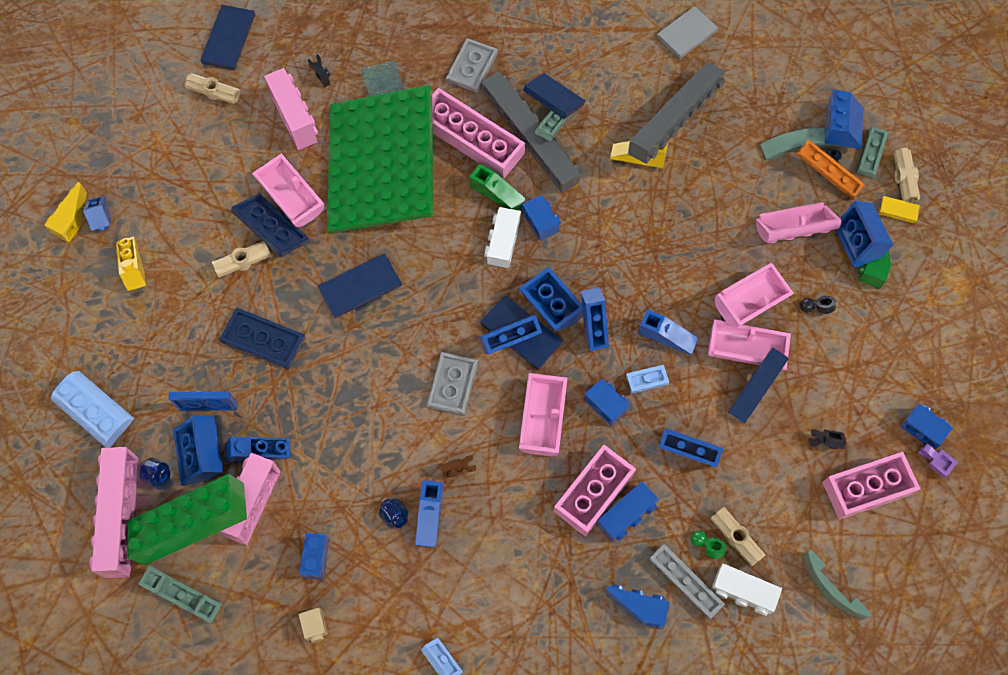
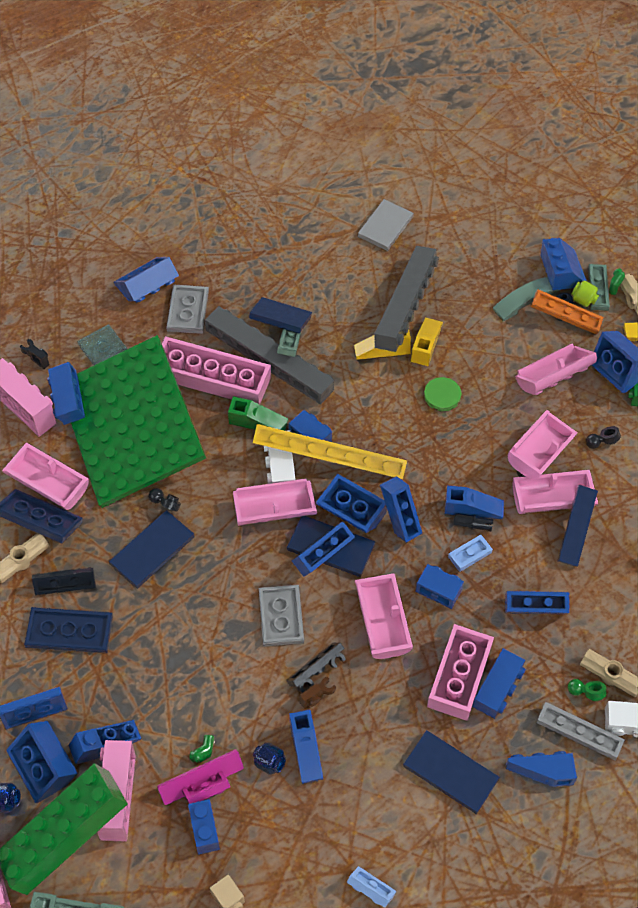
camera: 20 degrees left, 10 degrees down
(271, 292) = (63, 581): none -> black plate
(328, 515) = (203, 780): none -> dark pink bracket
(331, 117) = (65, 393): none -> blue brick
(339, 488) = (203, 752): none -> green arm
(389, 247) = (170, 502): none -> black plate
(444, 26) = (147, 279): none -> slope
(466, 441) = (316, 666): none -> black plate
(482, 275) = (274, 501): none -> bright pink container
(550, 242) = (329, 451): none -> yellow plate
(553, 579) = (451, 772): none -> dark blue tile
(660, 350) = (472, 522): none -> black axle
(679, 216) = (442, 394): none -> bright green tile
(682, 160) = (426, 341): none -> yellow slope
(855, 156) = (585, 293): none -> lime head
(891, 151) = (616, 281): none -> green arm

